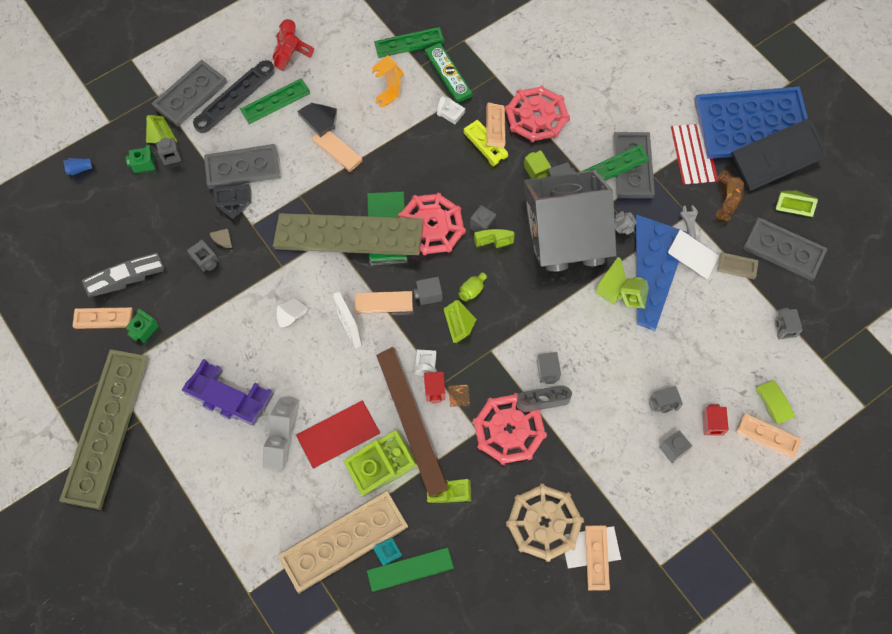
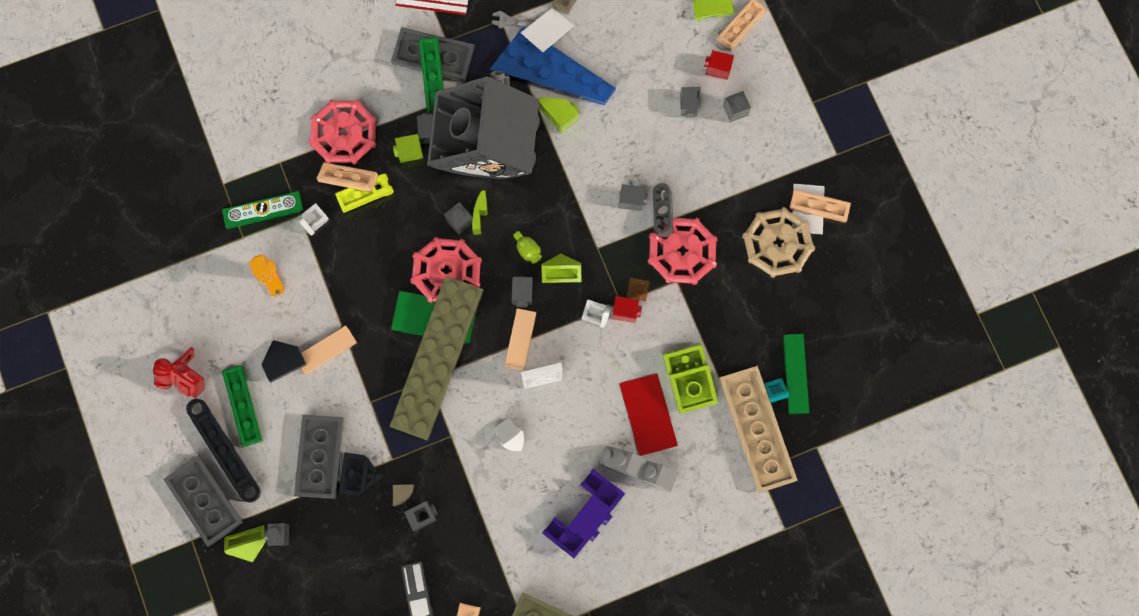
camera: 80 degrees left, 10 degrees up
(141, 159) = (284, 563): green brick -> none
(141, 326) = (482, 587): green brick -> none
(408, 42) = (208, 243): green tile -> none
(412, 423) = (655, 339): reddish brown tile -> none
(459, 492) = (730, 321): lime slope -> none
(635, 292) = (578, 93): lime slope -> none

